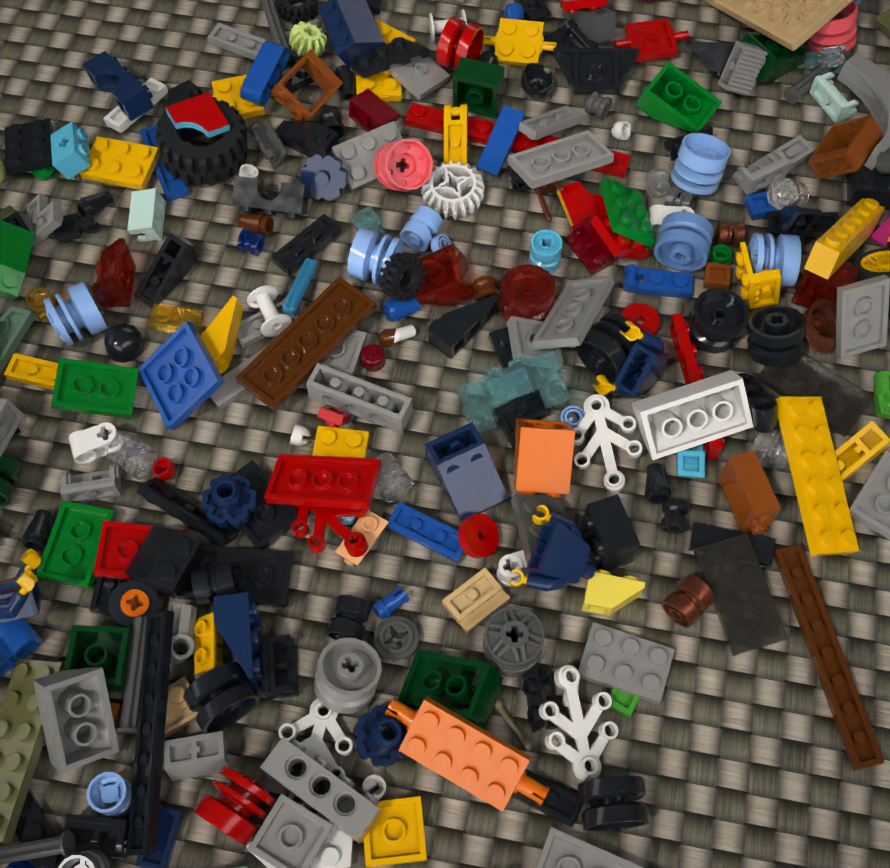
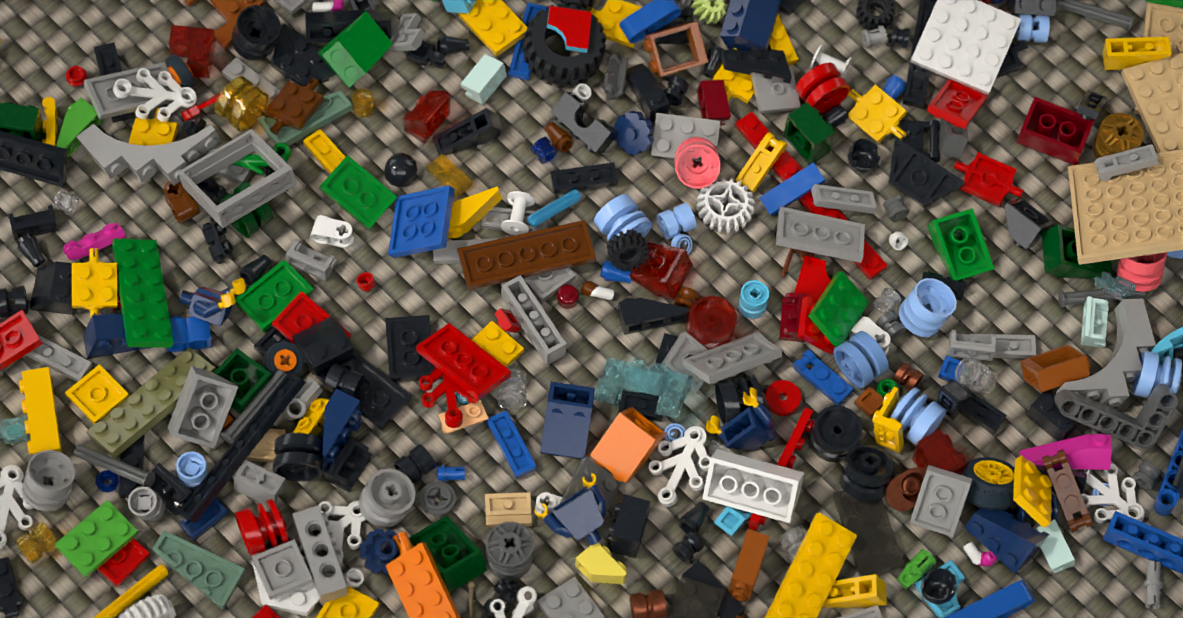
camera: 30 degrees right, 0 degrees up
(74, 314) = (379, 127): light blue wheel -> none
(132, 455) = (350, 258): clear wheel -> none
(185, 510) = (361, 322): black plate -> none
(229, 501) = (392, 333): dark blue plant -> none
(297, 435) = (472, 318): white hinge -> none
(367, 219) = (641, 191): clear light blue plate -> none
(469, 539) = (551, 469): red piece -> none
(742, 68) = (1032, 251): light grey brick -> none
(761, 404) = (806, 507): black beam -> none
(844, 238) = (976, 434): yellow brick -> none

